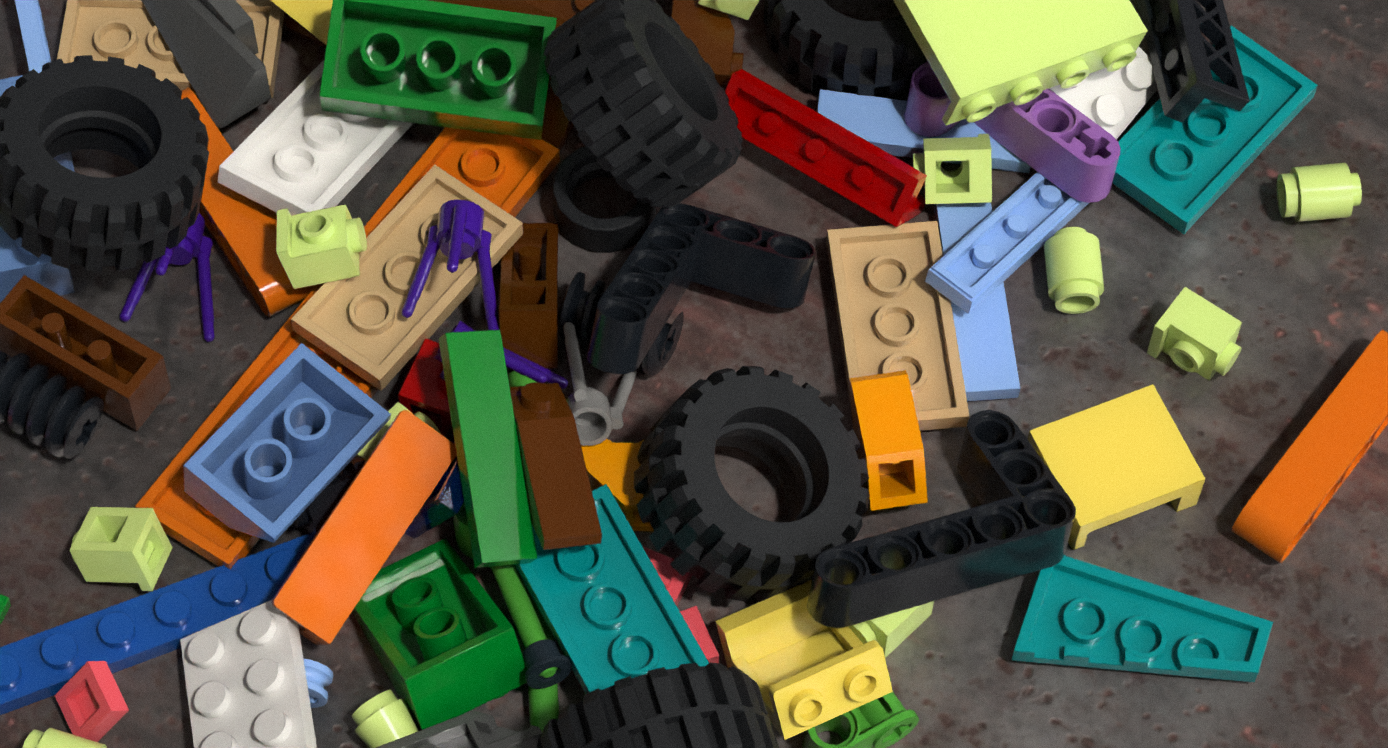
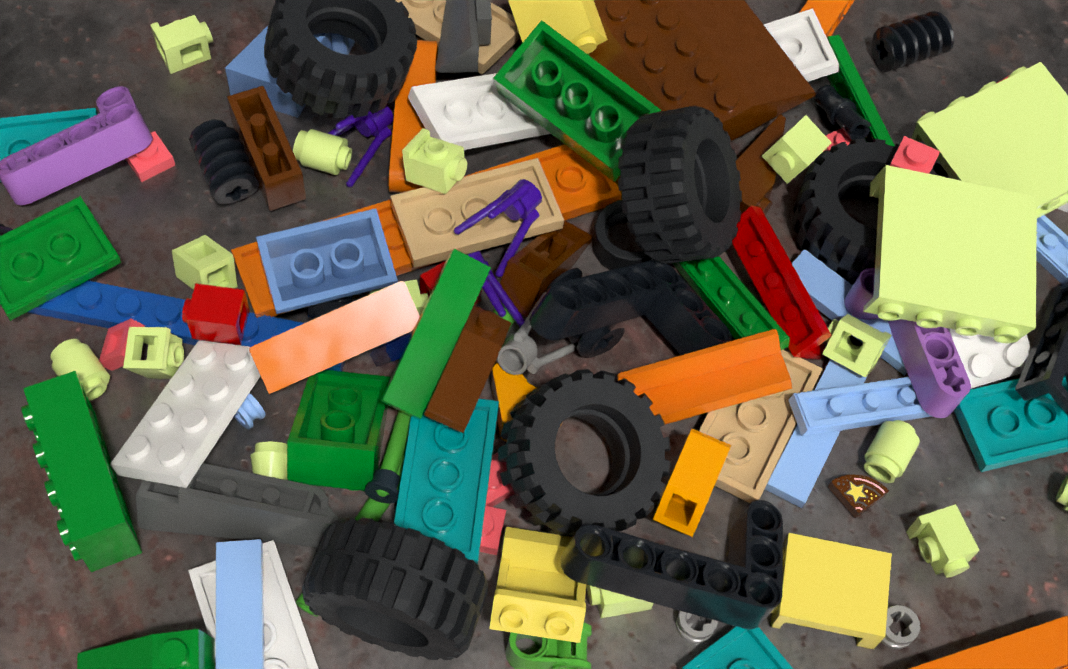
camera: 30 degrees right, 0 degrees up
(147, 684) = (164, 352): none -> yellowish green brick
(151, 313) = (322, 151): none -> yellowish green brick
(191, 590) = (216, 314): none -> red brick
(791, 207) = (729, 298): none -> green tile
(829, 303) = (713, 377): none -> orange panel
(989, 612) = (691, 635): none -> light grey bush
(1067, 341) = (857, 492): none -> reddish brown tile
(1225, 459) = (911, 621): none -> light grey bush

